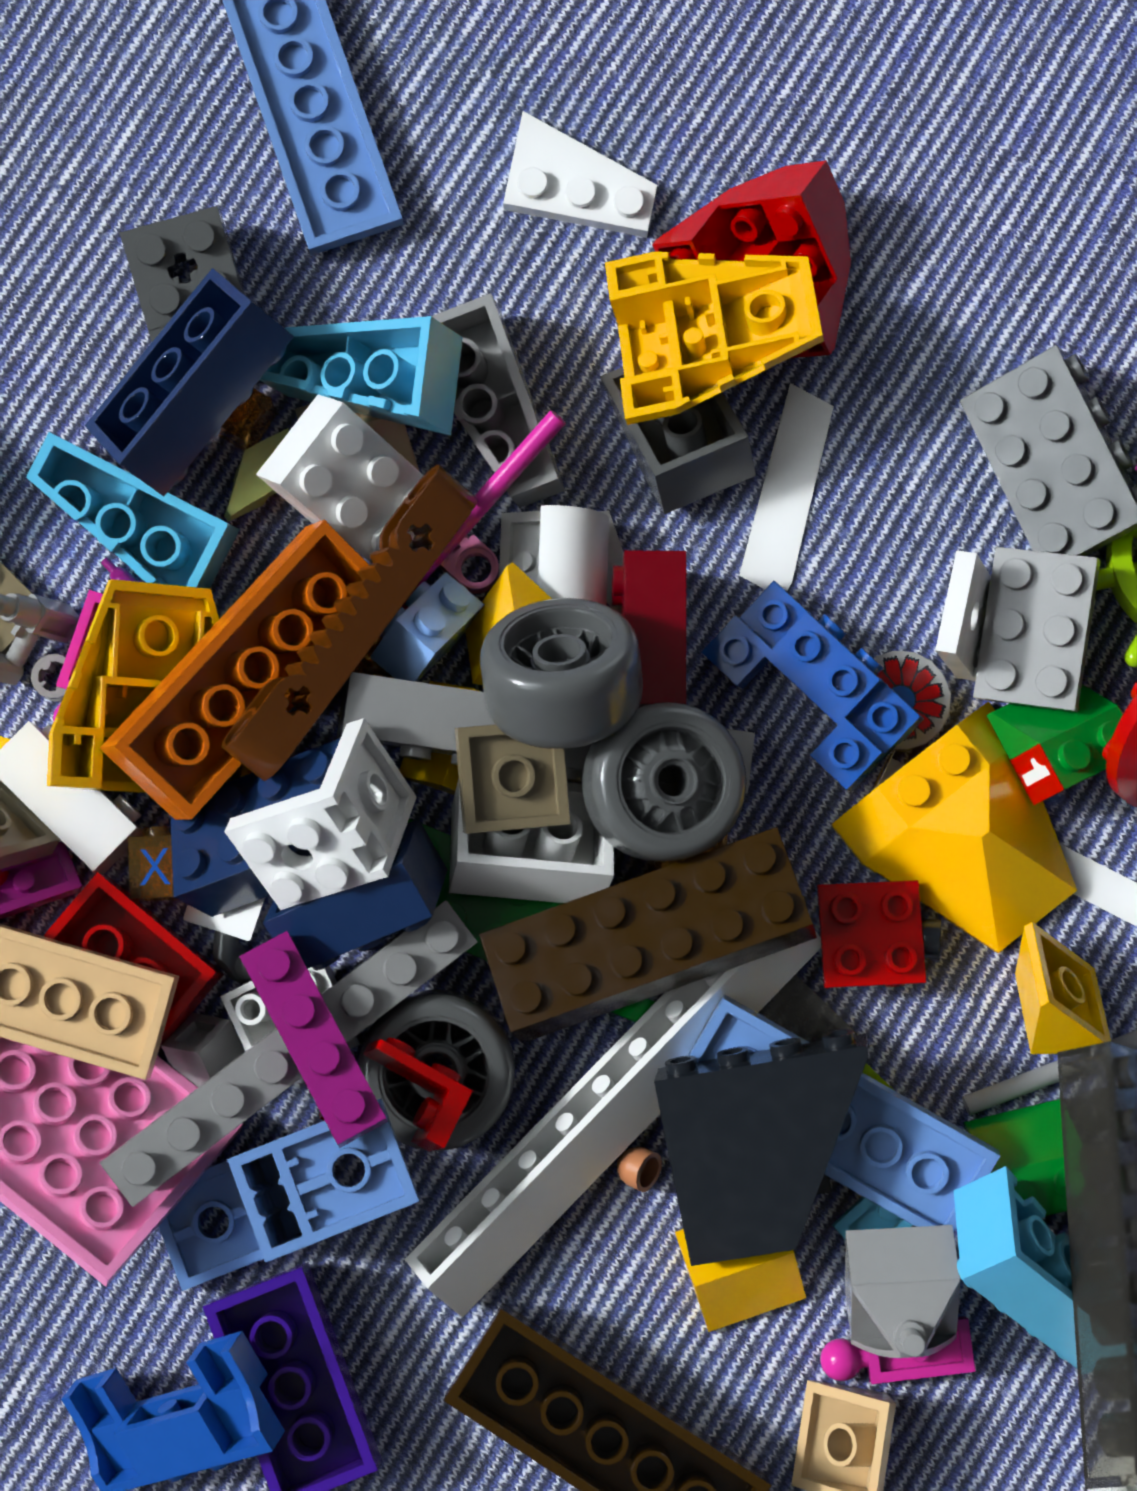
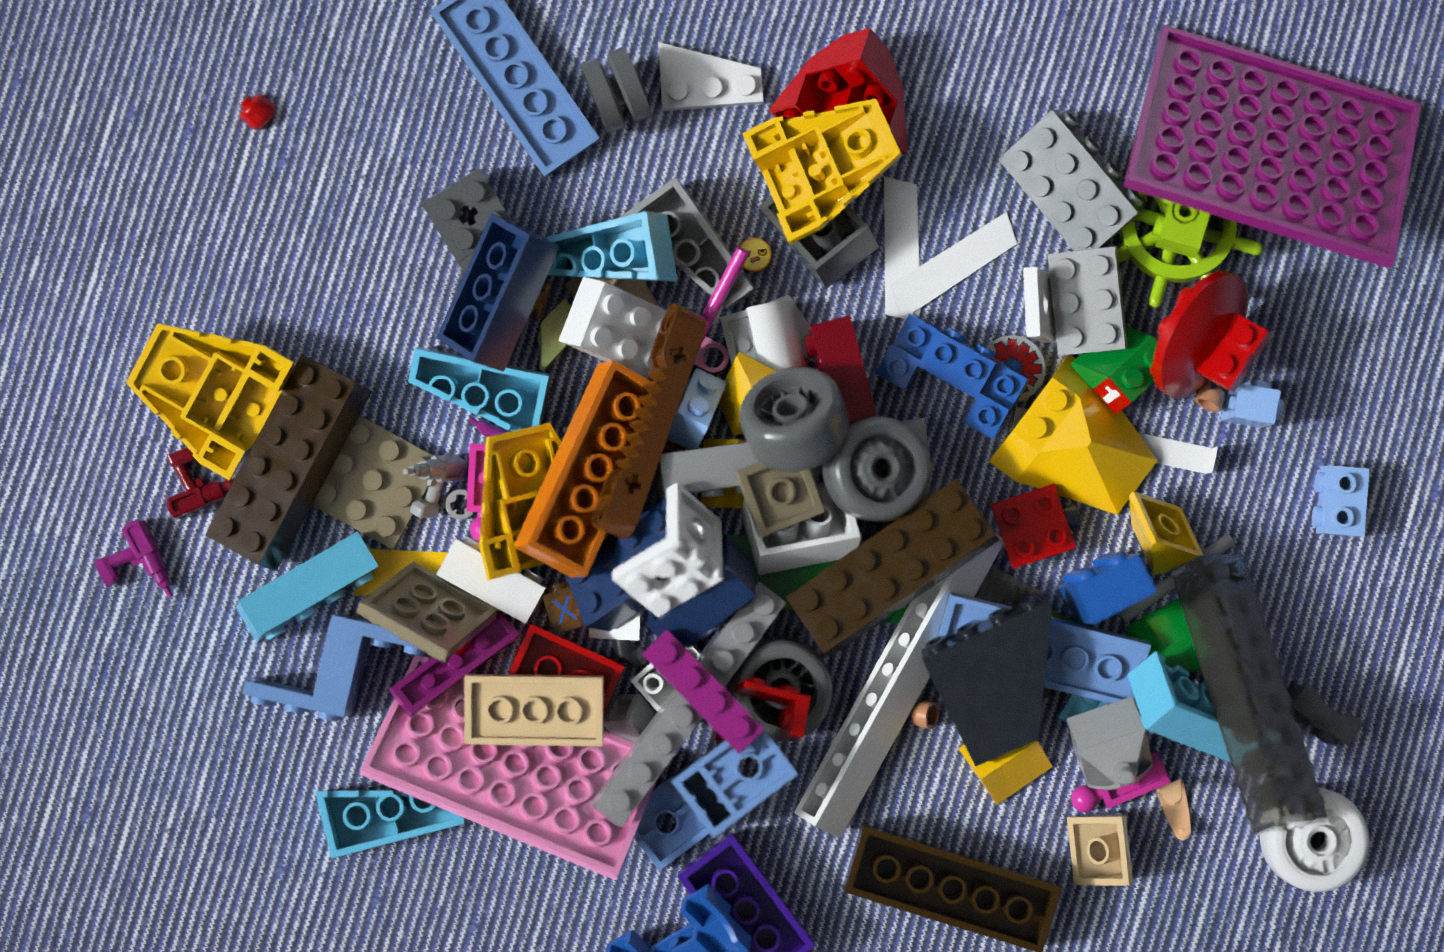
camera: 15 degrees left, 5 degrees up
(443, 154) = (618, 89): none -> dark grey wheel
(577, 441) = (759, 254): none -> light yellow tile
(854, 533) = (952, 265): none -> white sticker
(957, 1049) = (1106, 588): none -> blue brick
(972, 1411) = (1176, 808): none -> light nougat helmet

